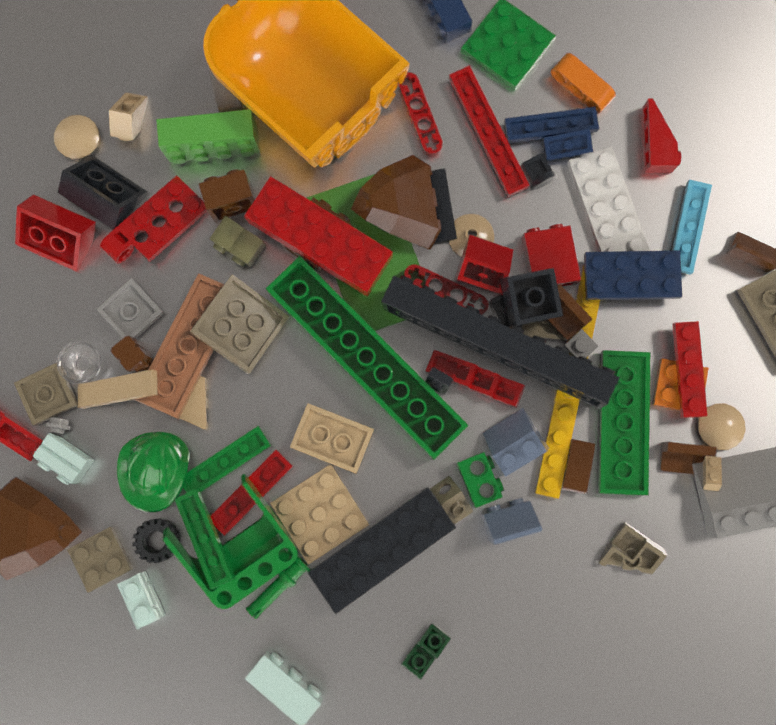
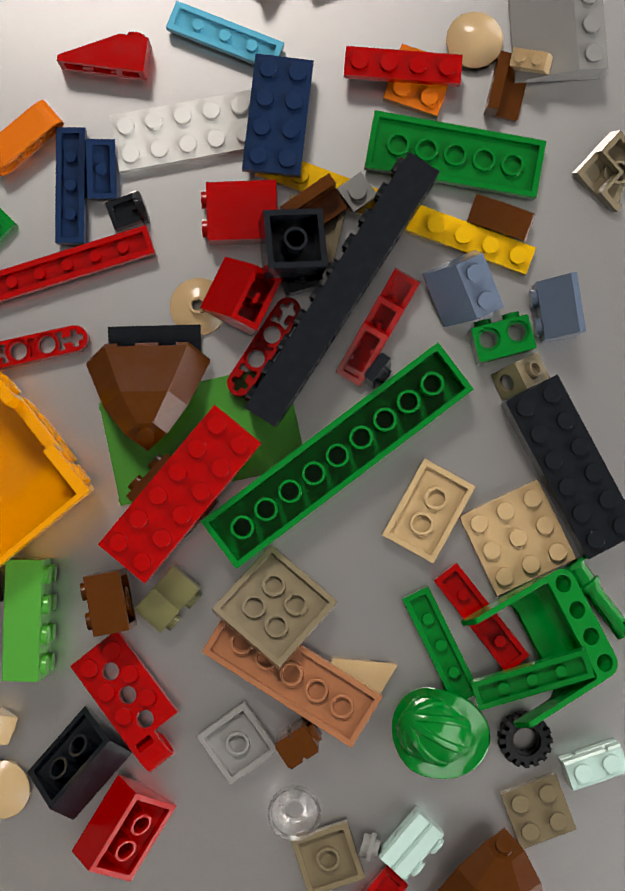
camera: 80 degrees left, 5 degrees up
(117, 389) = (336, 766): tan tile -> none

